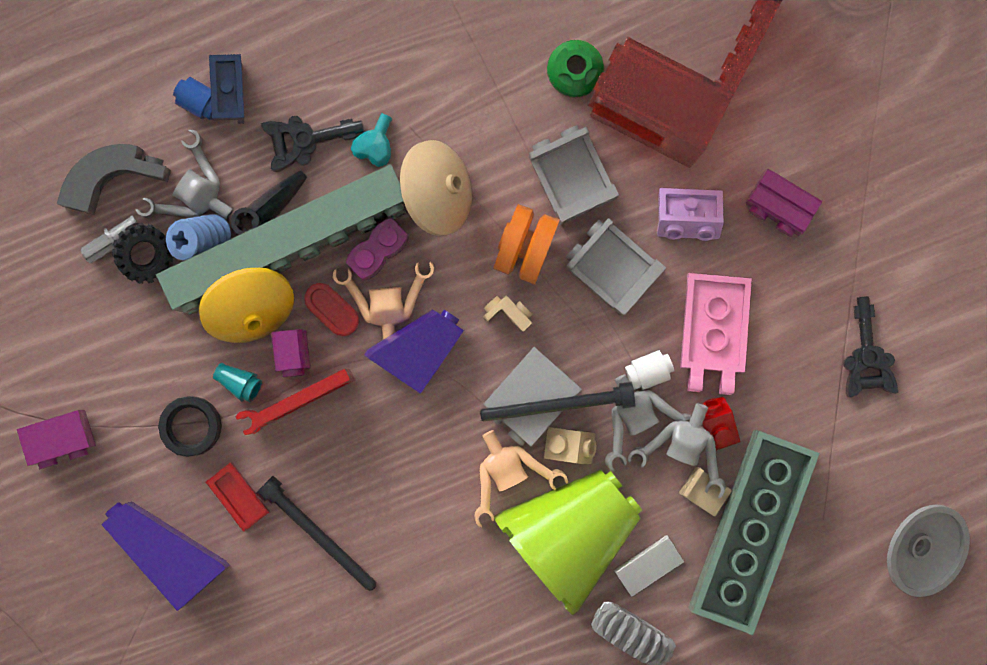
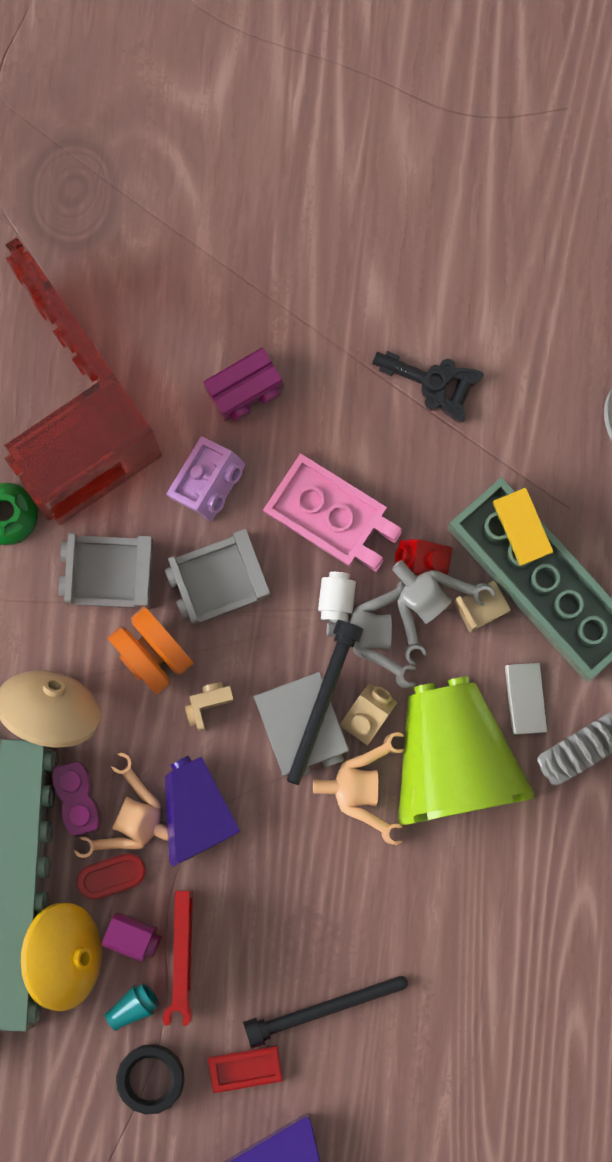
camera: 60 degrees left, 5 degrees down
(787, 492) = (522, 527): none -> yellow tile

